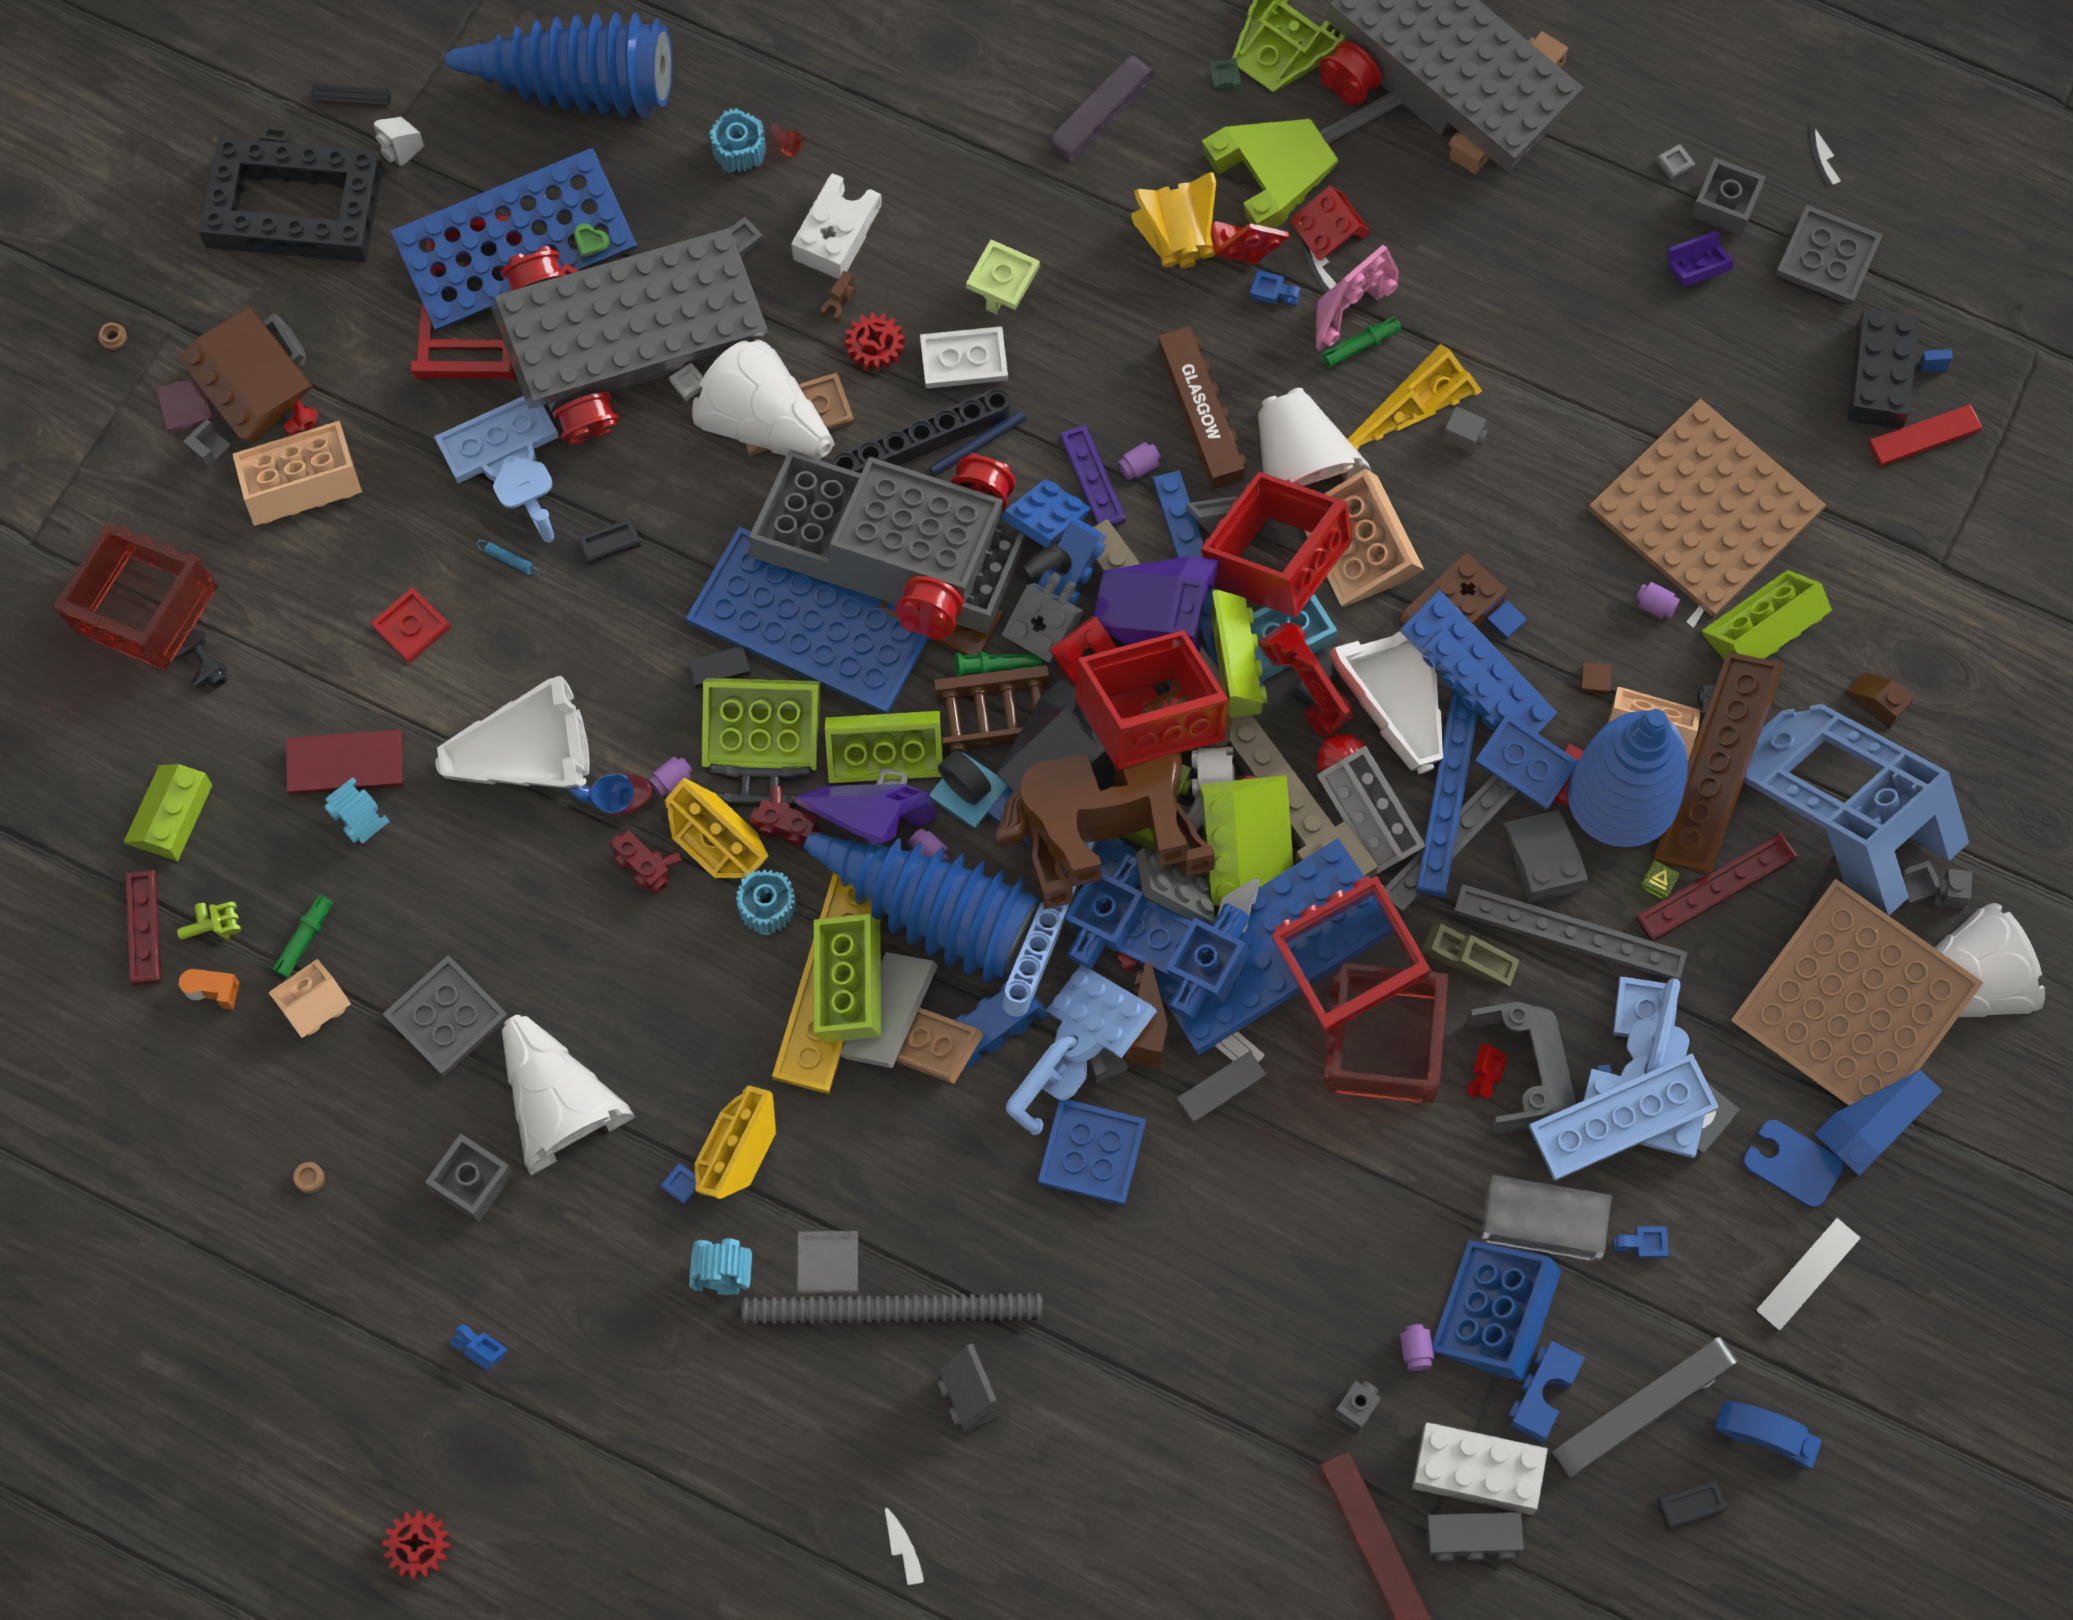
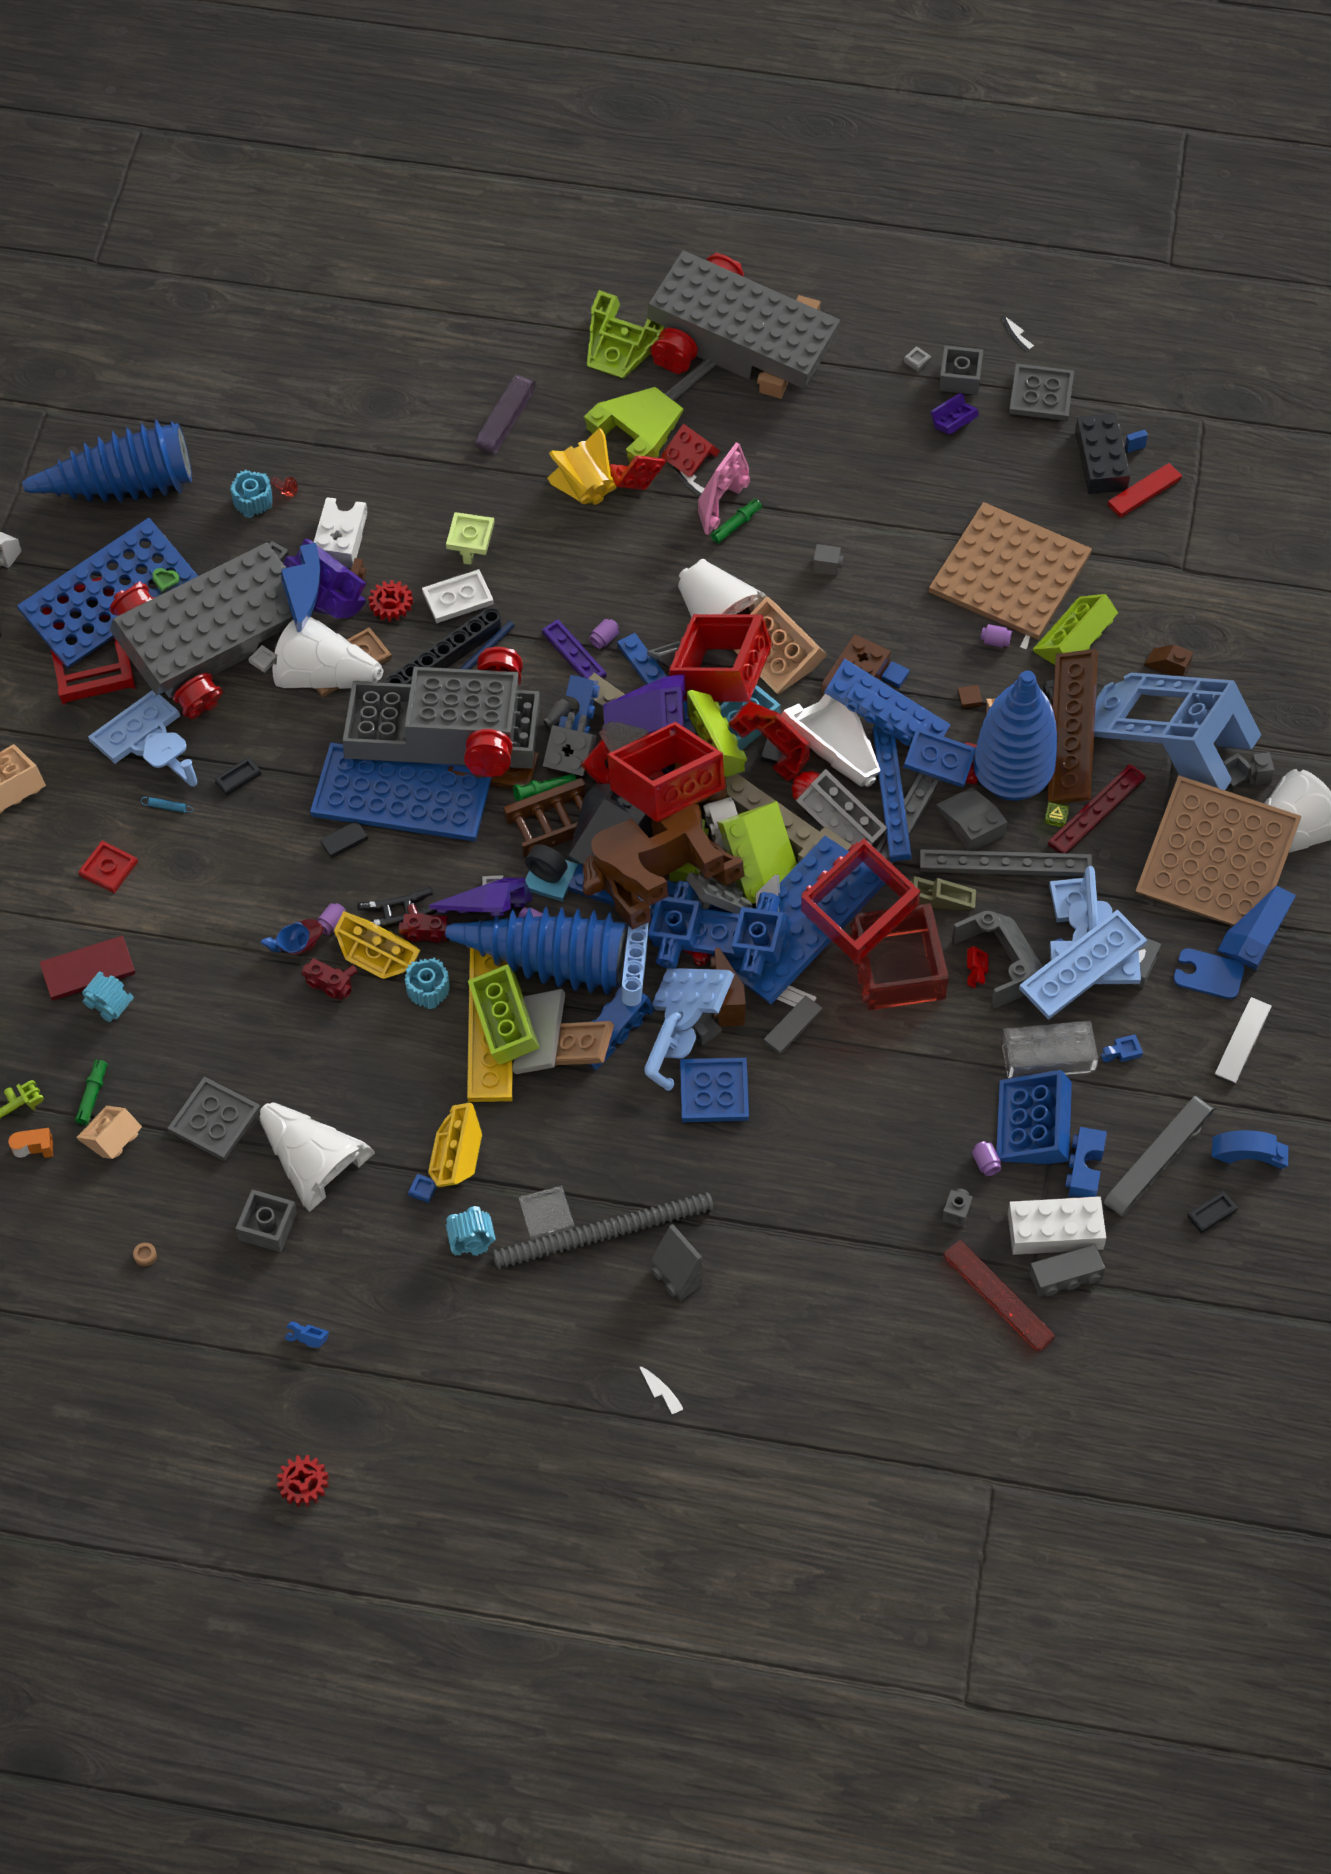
camera: 15 degrees left, 10 degrees down
(523, 743) = (215, 920): white cone -> none
(758, 303) = (302, 585): none -> blue slope
(760, 723) = (386, 866): lime slope -> none
(788, 287) = (333, 577): none -> dark purple piece
(894, 741) = (490, 855): lime slope -> none
(1045, 513) = (548, 679): blue plate -> none
(1108, 631) = (620, 734): none -> clear smoke slope
(1201, 407) = (637, 588): reddish brown brick -> none
(1225, 74) = (585, 373): clear green plate -> none
(1270, 287) = (661, 501): blue plate -> none
(1431, 386) = (793, 539): yellow wedge -> none

